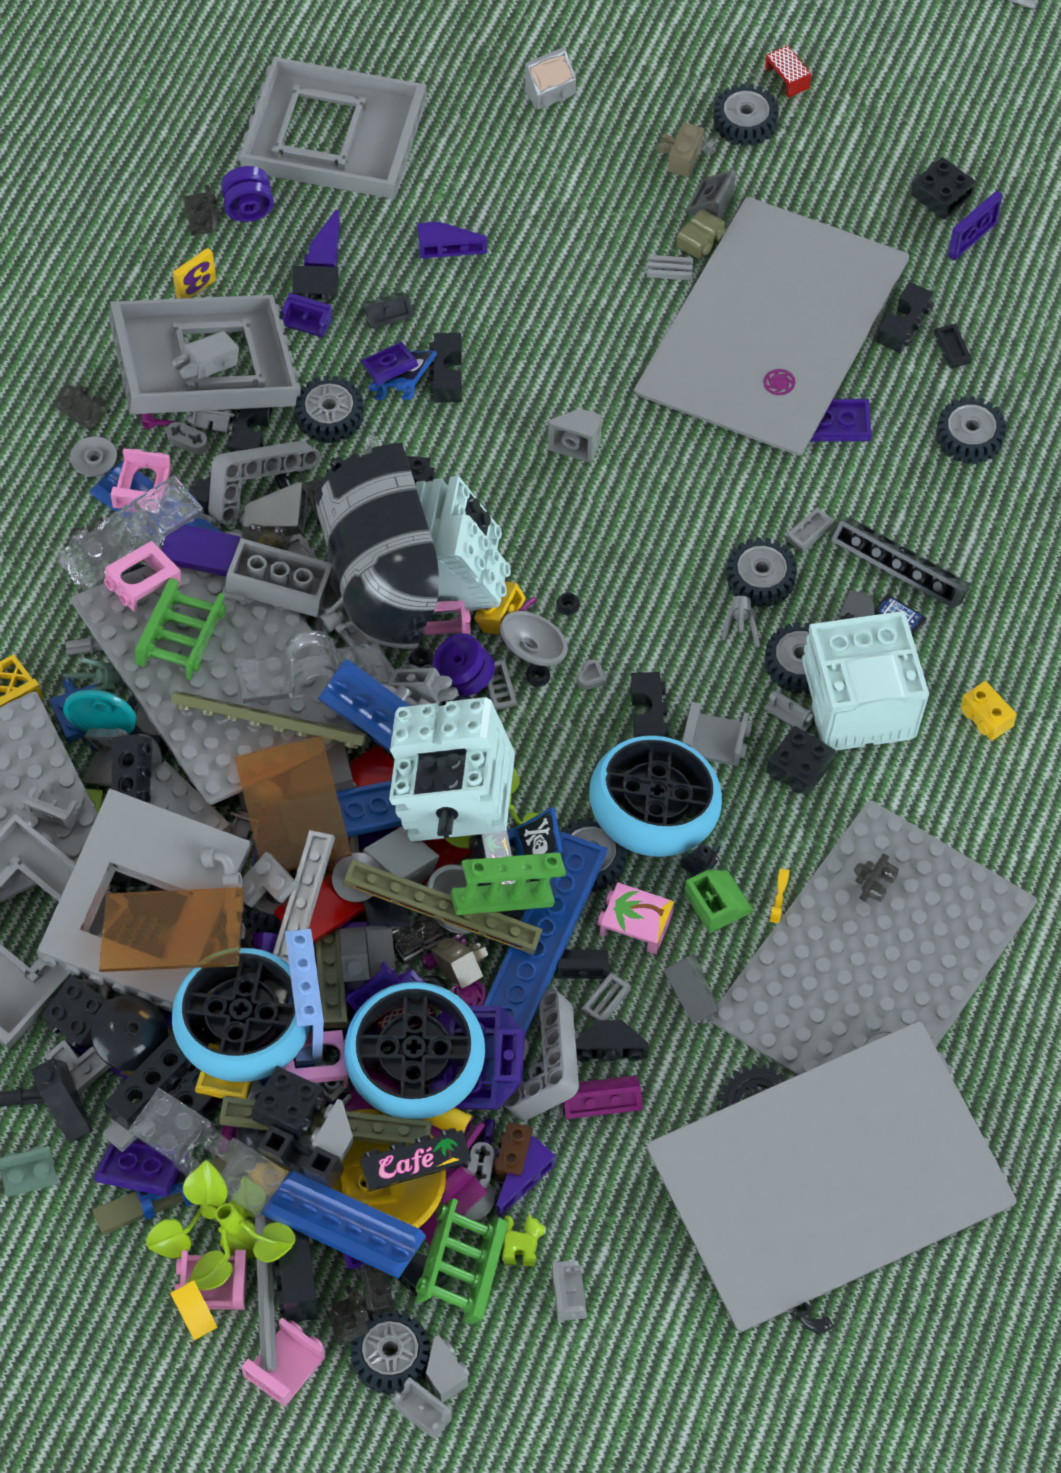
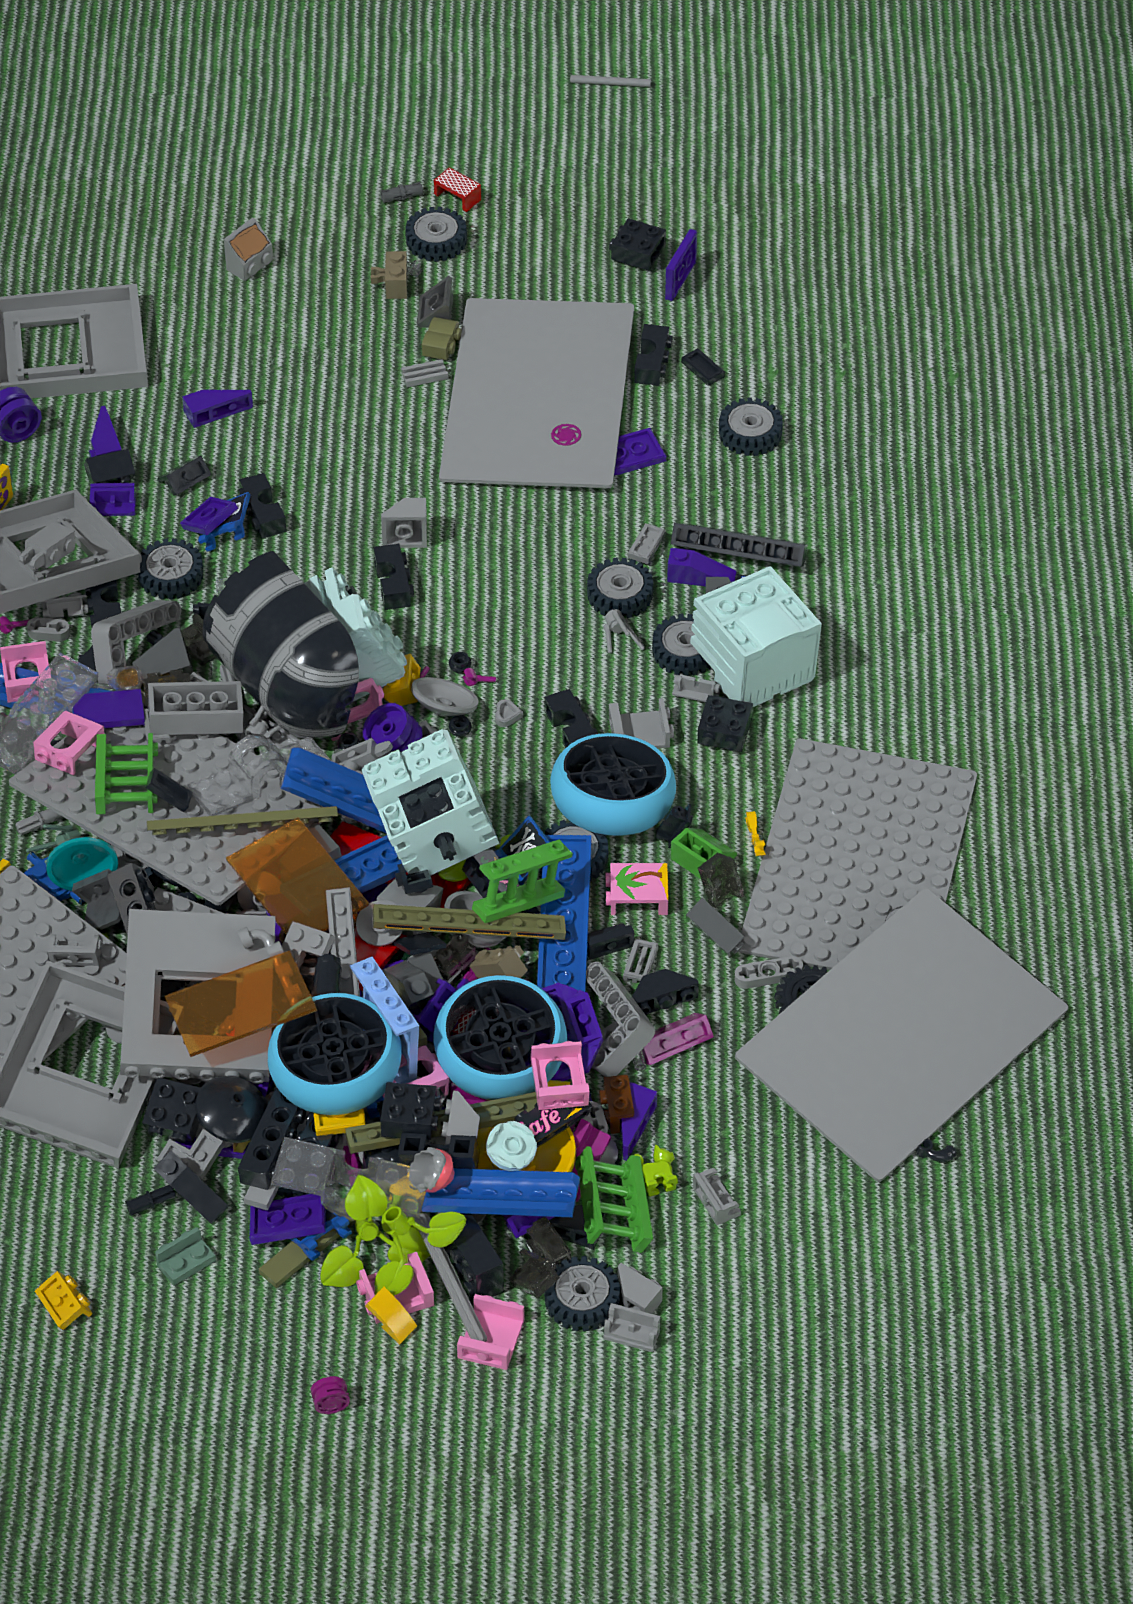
camera: 20 degrees left, 10 degrees down
(99, 1376) = (330, 1395): none -> magenta wheel
(211, 663) = (169, 790): none -> black tile
(229, 520) = (125, 678): none -> rock
(270, 929) = (327, 975): none -> black plant
(281, 1178) = (431, 1170): none -> light grey hair
(370, 1178) = (511, 1146): none -> light aqua tile
(407, 843) = (414, 882): none -> black bracket
(448, 1146) = (559, 1096): none -> bright pink panel
(538, 503) = (390, 563): none -> black arch
(572, 625) = (471, 678): none -> magenta hand
(711, 1045) = (762, 980): none -> light grey beam
(718, 938) = (720, 879): none -> clear smoke bracket
(731, 57) = (401, 192): none -> dark grey pin
(846, 574) = (693, 568): none -> dark purple slope
(871, 886) = (824, 792): clear smoke hips -> none
(988, 711) = (867, 638): yellow brick -> none

